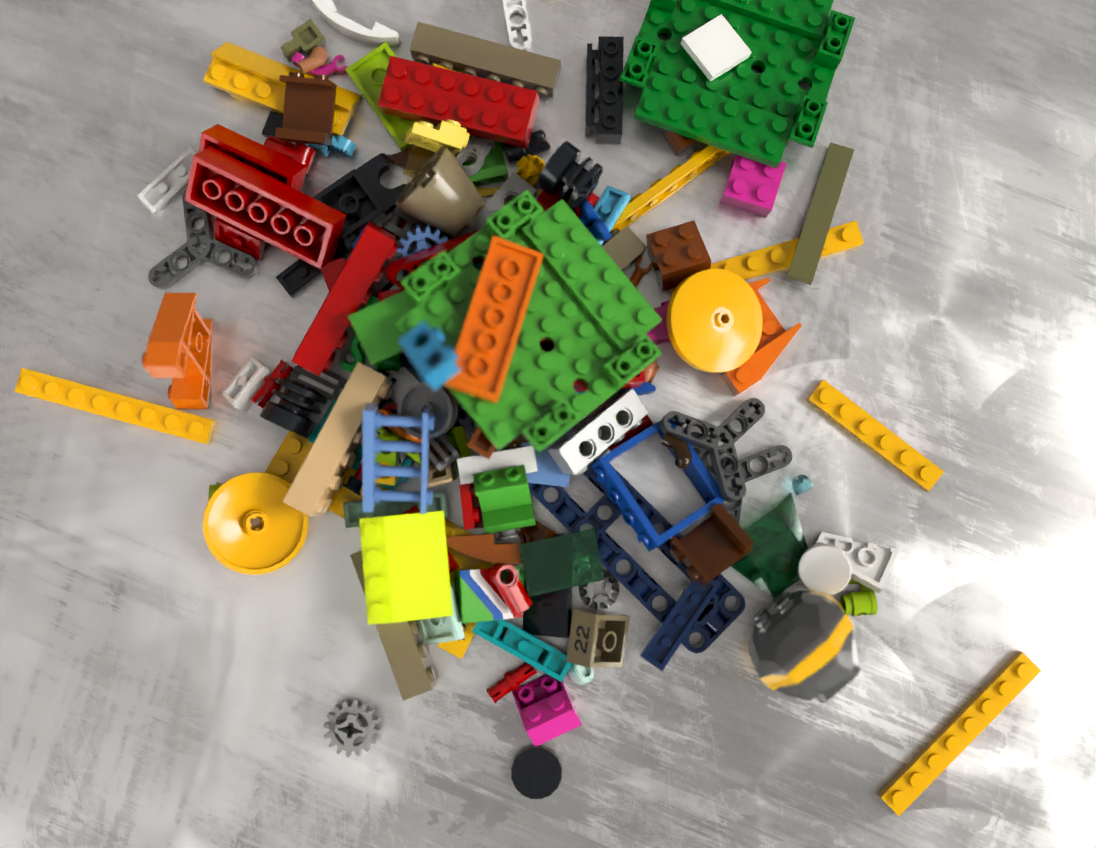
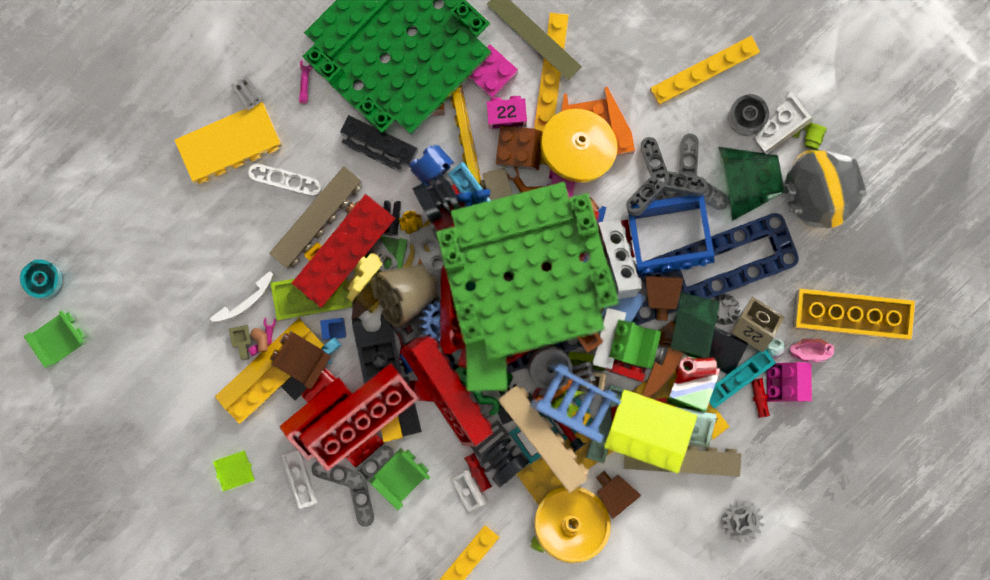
camera: 65 degrees left, 0 degrees up
(151, 103) = (234, 470): none -> clear neon green piece
(181, 350) = (431, 520): orange wedge -> none
(224, 292) = (399, 477): none -> bright green panel
(275, 259) = (392, 430): none -> yellow brick
(318, 559) = (616, 493): none -> reddish brown torso
(365, 138) = (333, 328): none -> blue panel
(425, 350) = (525, 344): dark azure brick -> none
(495, 318) = (517, 292): orange plate -> none
(536, 772) = (830, 409): black tile -> none
(580, 506) = (662, 295): none -> reddish brown torso
(598, 719) = (812, 350): none -> bright pink arm
(614, 157) = (431, 164): none -> blue brick
(665, 752) = (854, 314): none -> yellow brick
(678, 622) = (770, 263): dark blue plate -> none
(680, 448) = (655, 208): dark brown arm -> none
(711, 546) = (730, 218): reddish brown panel -> none
(714, 219) = (506, 112): none -> dark pink brick
(715, 47) = (386, 54): white tile -> none
(801, 484) = (715, 136): clear light blue hinge -> none
(825, 568) = (780, 149): white tile -> none
(852, 525) = (758, 109): none -> dark grey brick
(959, 733) = (932, 109): yellow plate -> none

